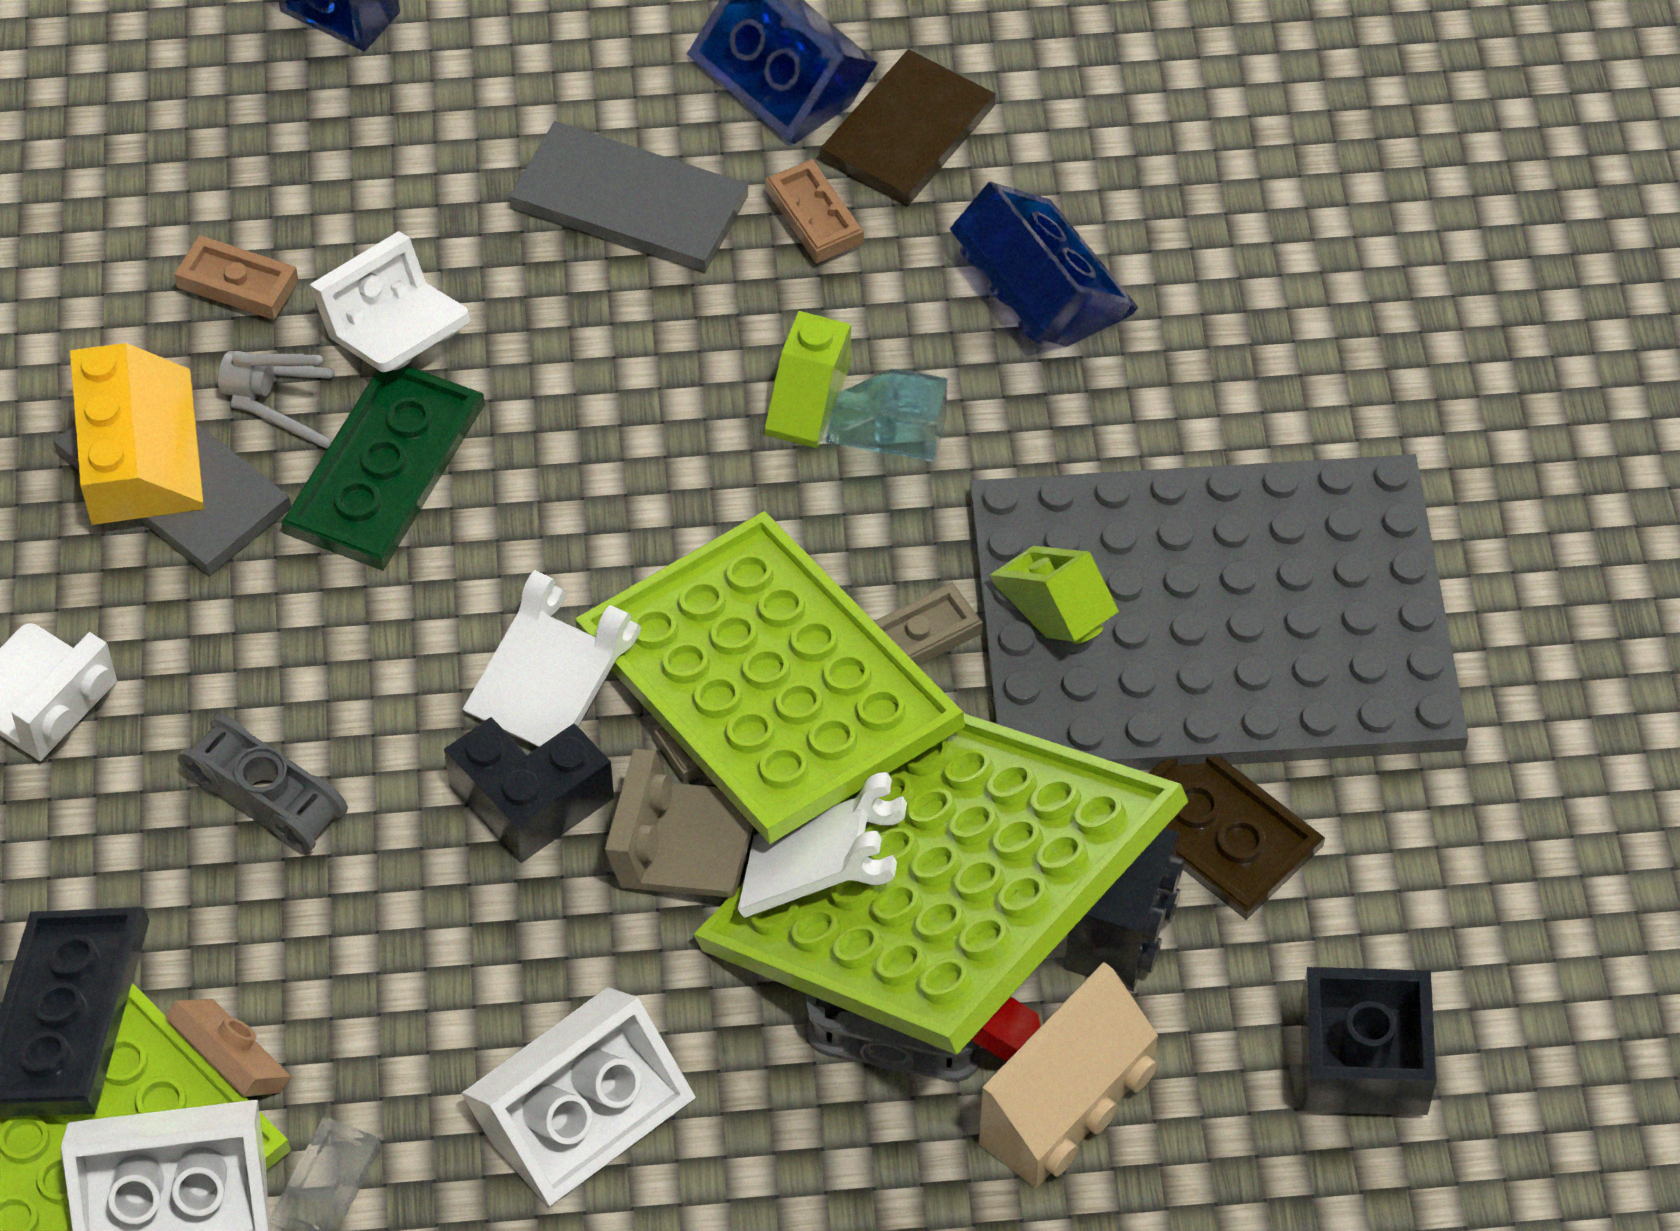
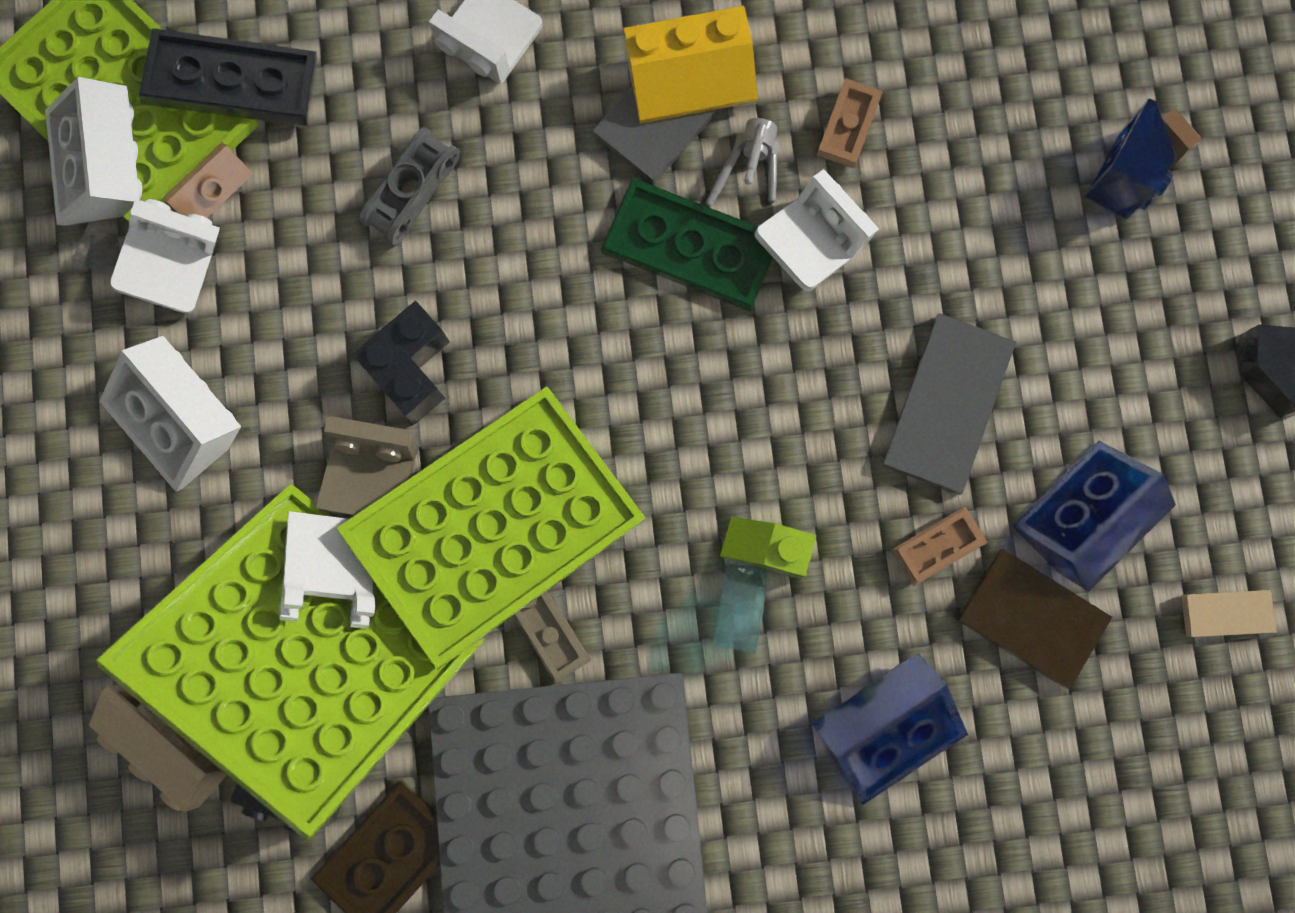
camera: 90 degrees right, 25 degrees up
(332, 1093) = (164, 256): none -> white bracket
(547, 669) = (498, 367): white flag -> none
(1057, 592) = (559, 737): lime slope -> none

